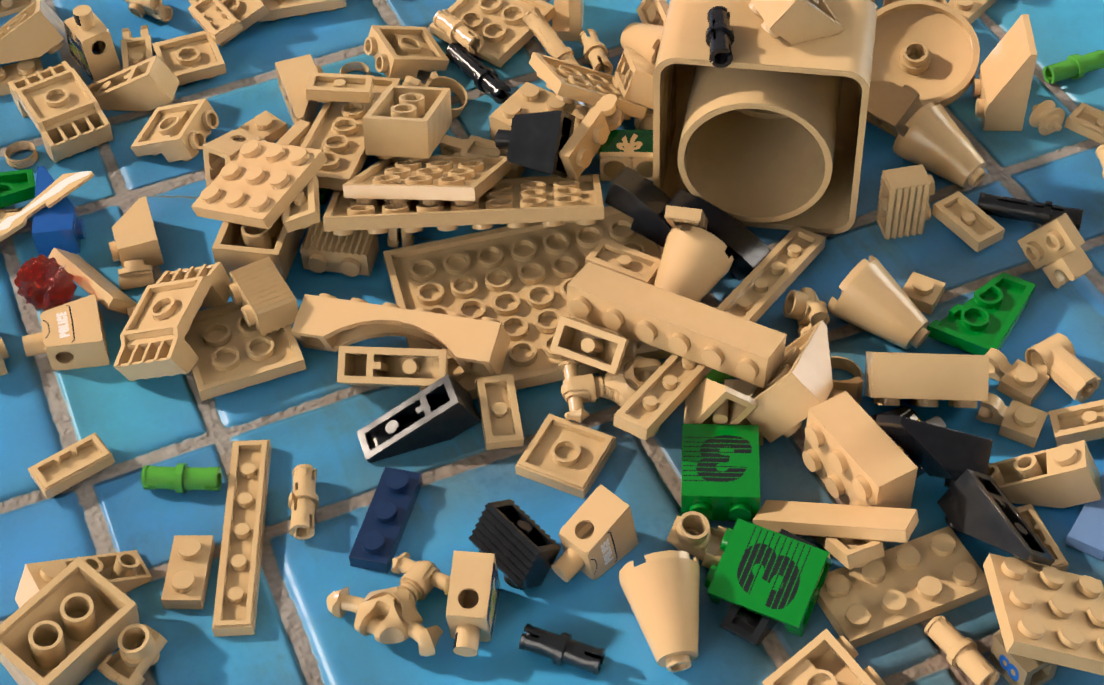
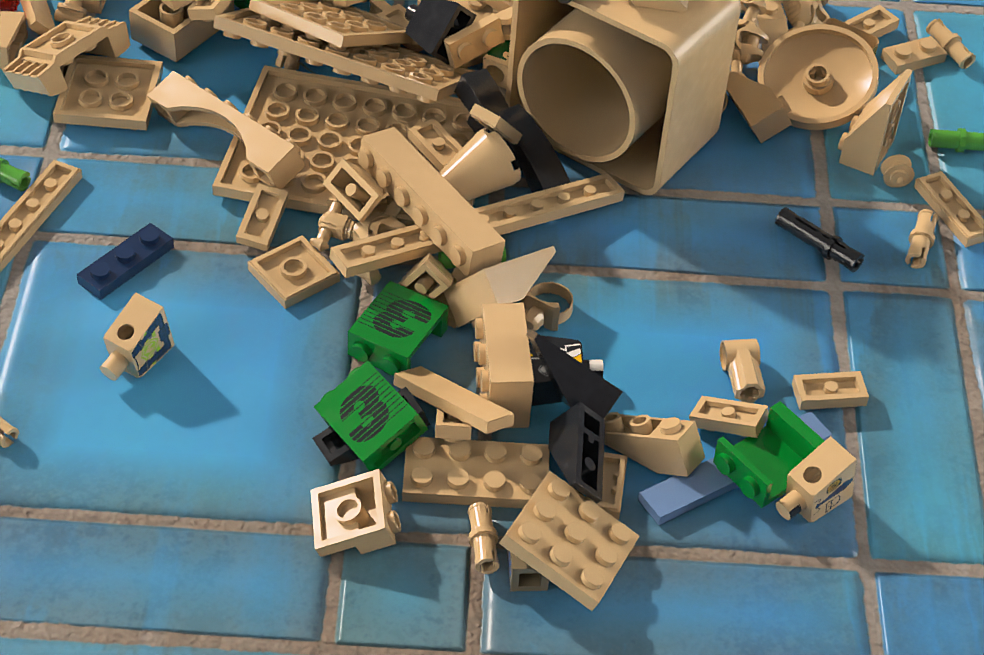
camera: 20 degrees right, 0 degrees up
(264, 296) = (143, 61): tan brick -> none
(303, 502) = (72, 222): tan pin -> none
(340, 254) = (233, 55): tan brick -> none
(390, 366) = (199, 149): tan slope -> none
(392, 612) = (76, 324): tan piece -> none
(420, 421) = (201, 200): black slope -> none
(518, 543) = (198, 313): black brick -> none
(562, 649) = (182, 403): black pin -> none
(596, 536) = (261, 334): tan torso -> none
(666, 605) = (277, 402): tan cone -> none
(694, 535) = (338, 363): tan plate -> none
(805, 308) = (566, 241): tan plate -> none
(879, 305) = (621, 256): tan cone -> none
(904, 201) = (707, 187): tan brick -> none
(924, 291) = (675, 266): tan plate -> none
(926, 378) = (609, 326): tan brick -> none
(940, 147) = (777, 155): tan cone -> none
(968, 221) = (758, 226): tan plate -> none
(985, 318) = (712, 307): green wing -> none
(1016, 380) = (699, 364): tan plate -> none
(1016, 422) = (672, 395): tan plate -> none
(1059, 248) = (804, 271): tan plate -> none

